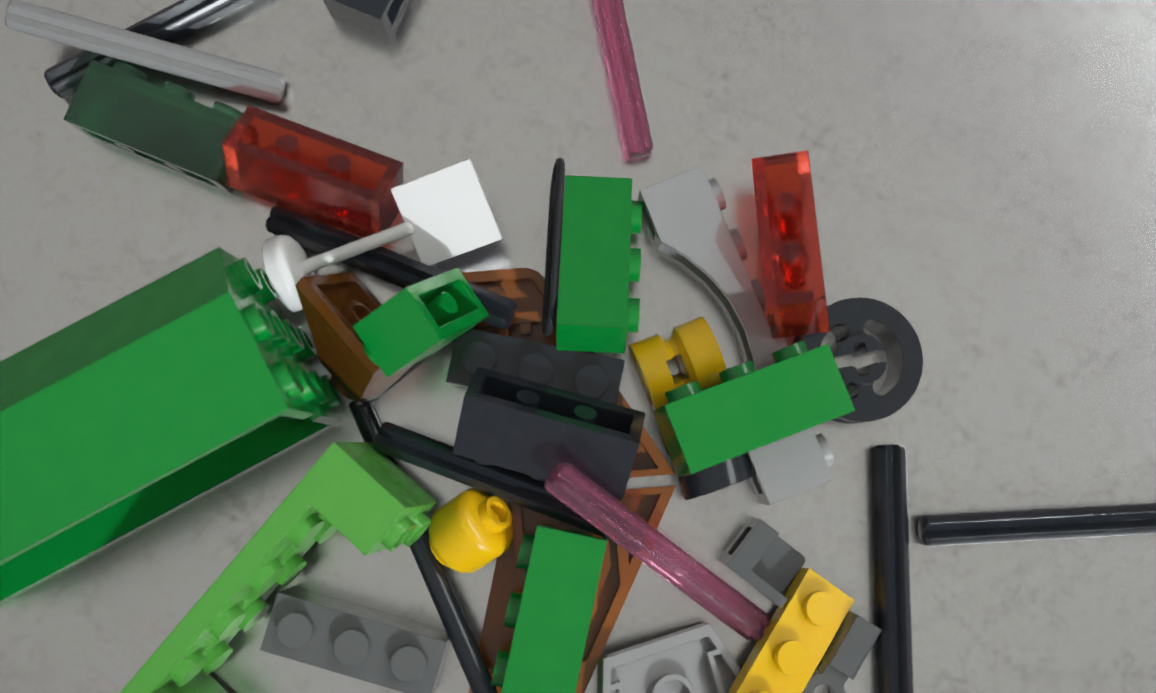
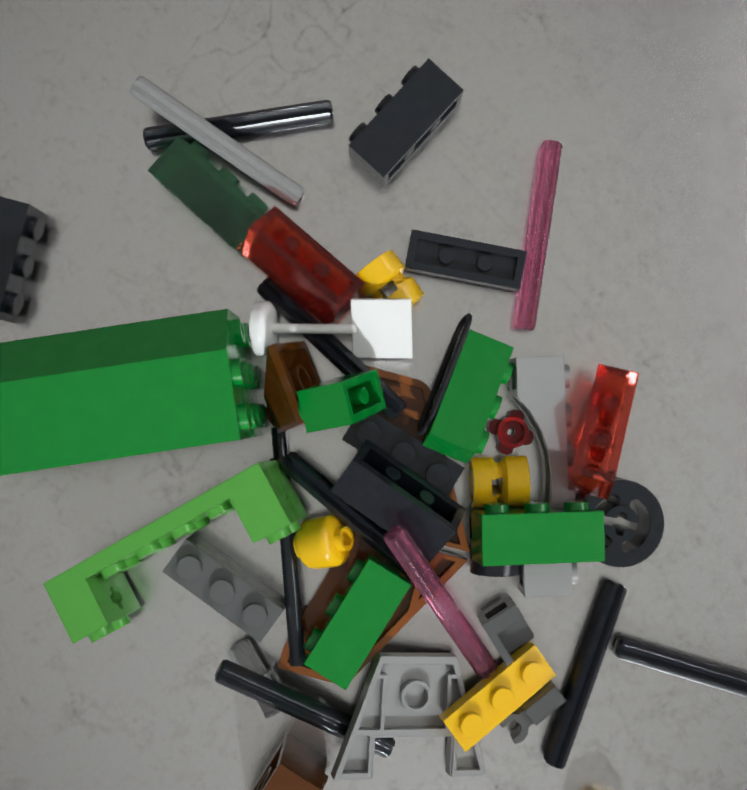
camera: 20 degrees right, 5 degrees up
(427, 142) = (383, 273): none -> yellow wheel
(529, 92) = (465, 260): none -> black plate
(674, 279) = (521, 435): none -> red plate

